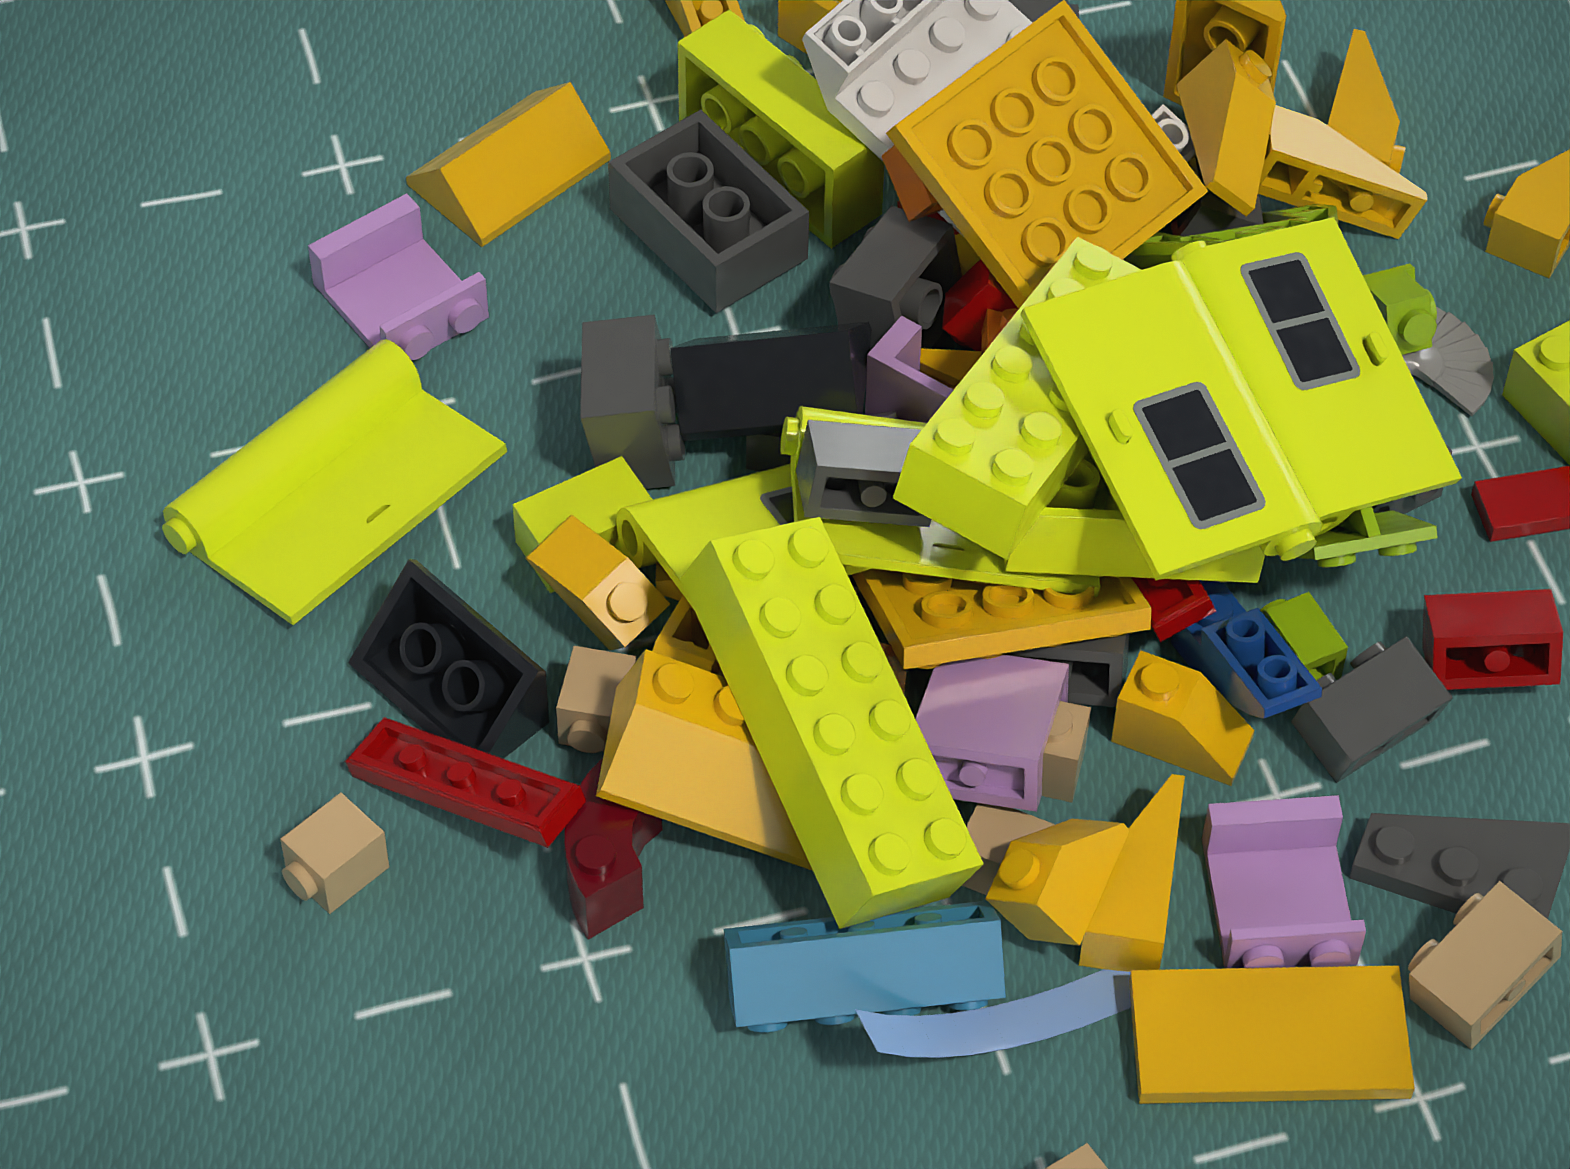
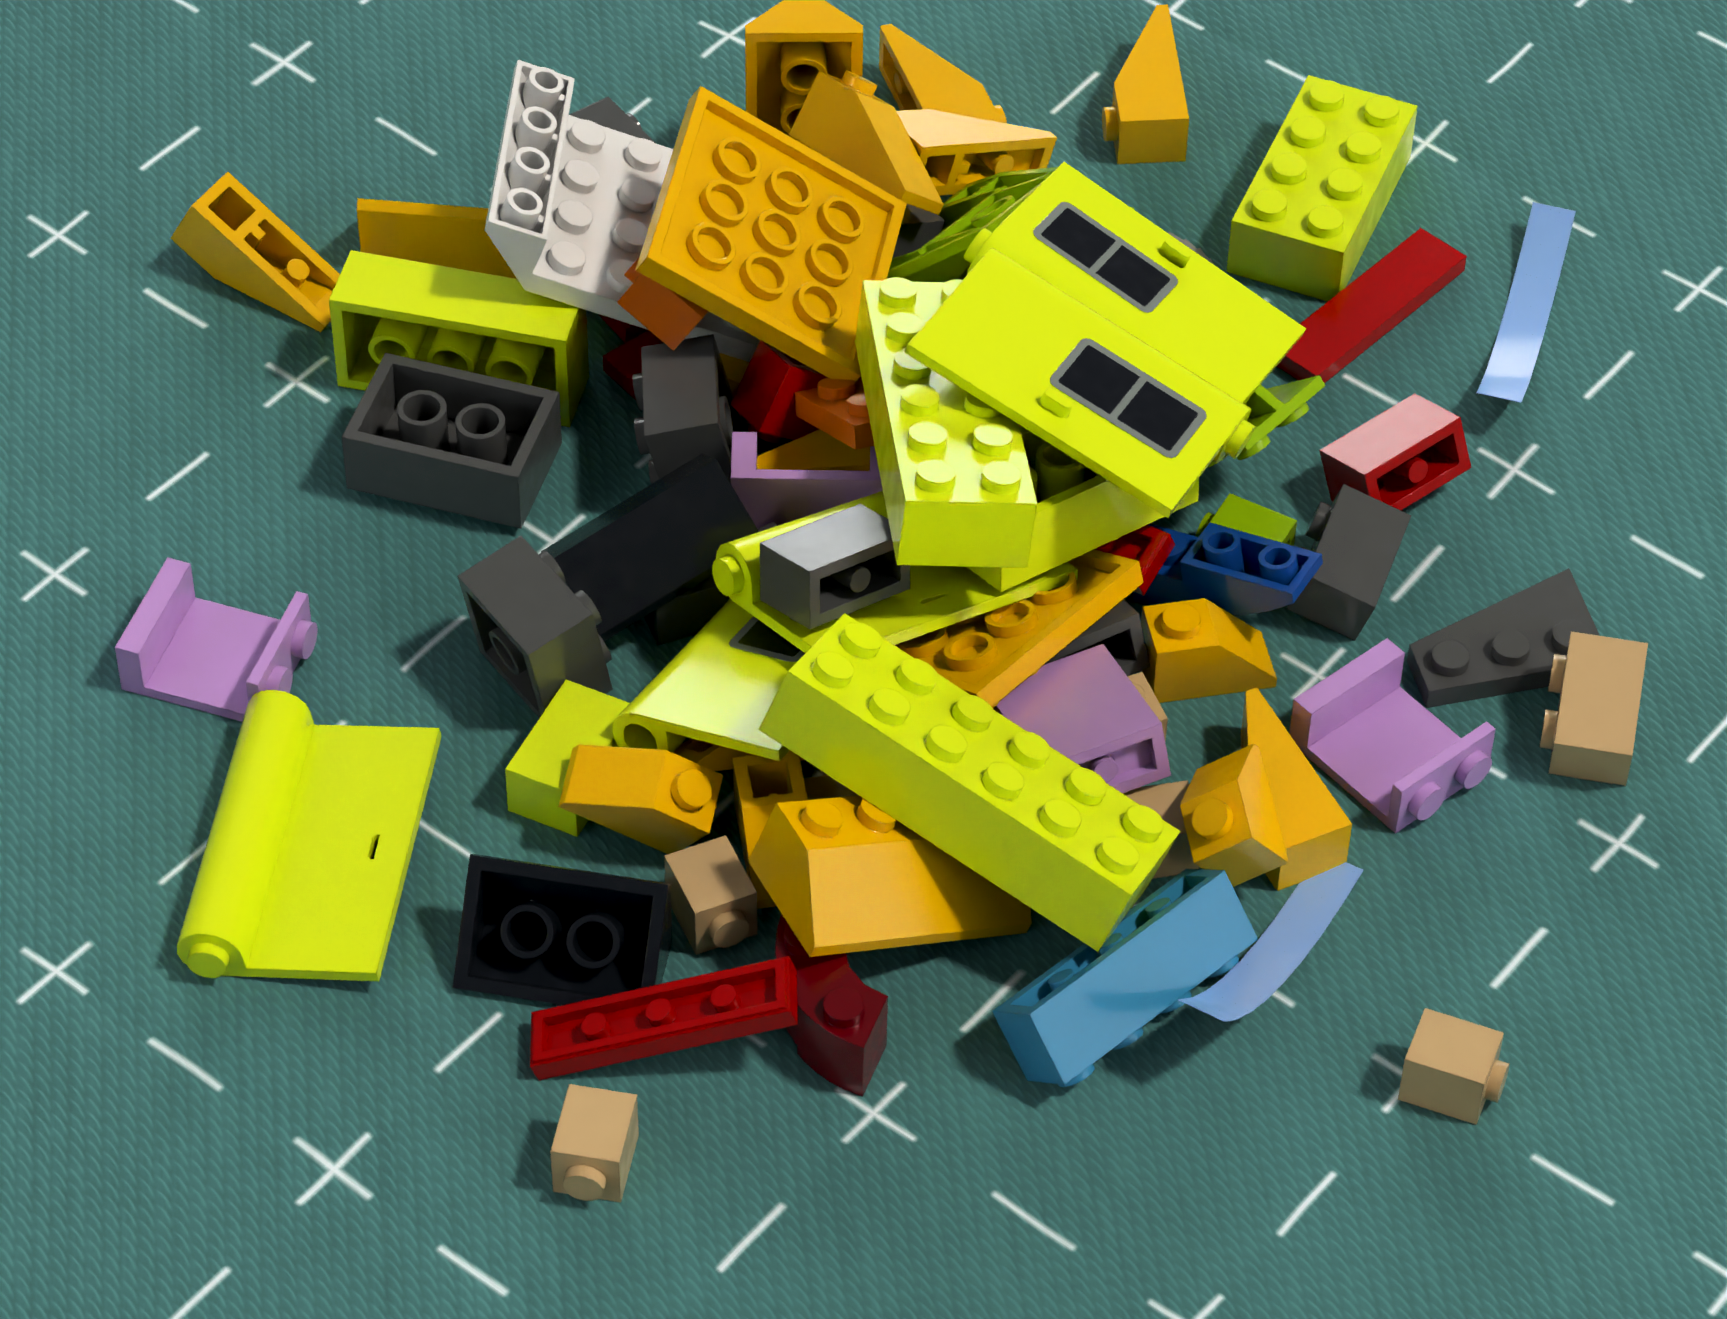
camera: 35 degrees left, 5 degrees down
(513, 164) = (221, 489): yellow slope -> none
(1270, 1034) = (1473, 856): yellow tile -> none

